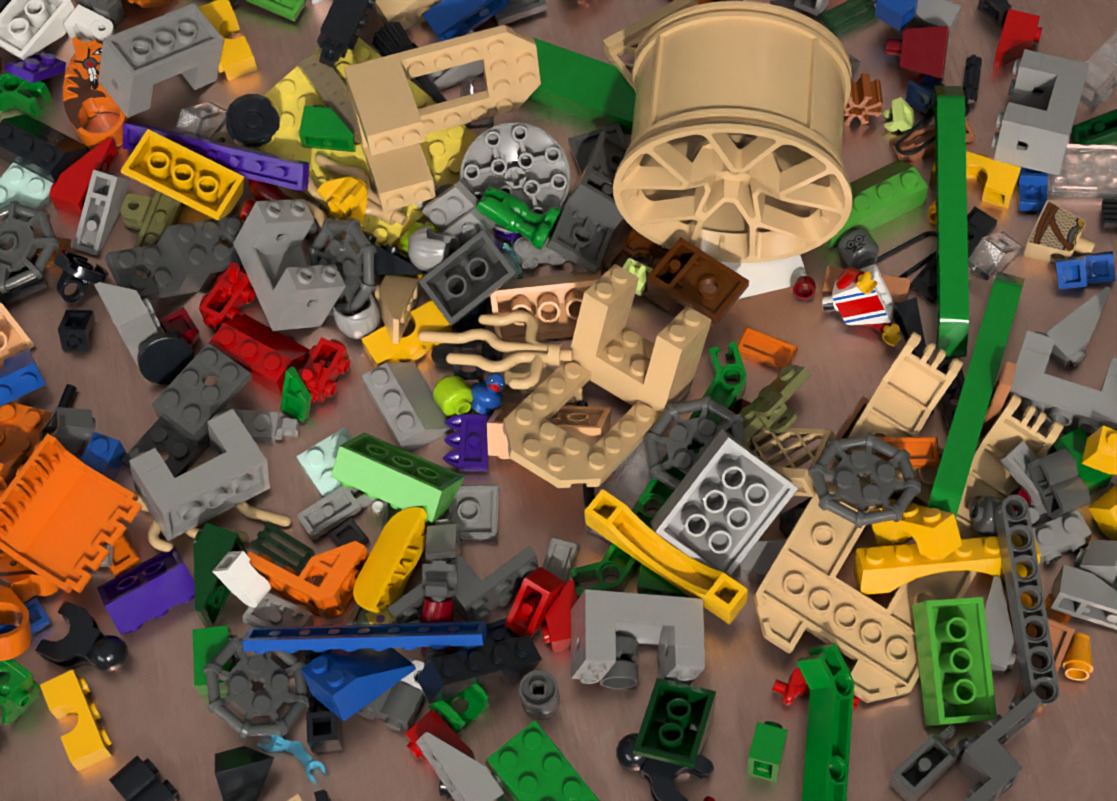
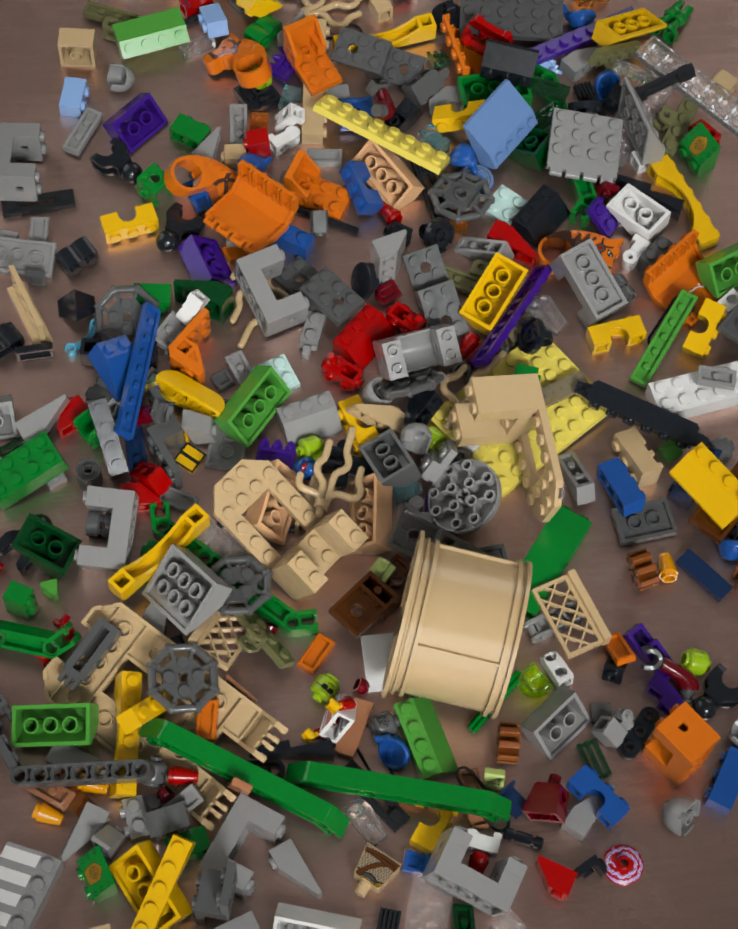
camera: 85 degrees right, 0 degrees up
(42, 342) = (390, 214): none -> red cone
(263, 536) = (231, 331): clear green tile -> none
(295, 396) = (322, 353): green tile -> none
(346, 196) = (457, 387): yellow brick -> none
(393, 40) = (588, 443): black piece -> none
(482, 561) = (189, 455): none -> piece
(513, 214) = (435, 488): green piece -> none
(735, 716) = (50, 589): none -> bright green slope
(819, 326) = (324, 688): none -> lime head
(828, 622) = (94, 647): none -> dark grey hinge
(893, 230) = (393, 749): none -> blue hat
(988, 109) = (484, 843): none -> white leg
(991, 477) = (181, 775): none -> red cone
(1085, 269) = (343, 881): blue slope -> none

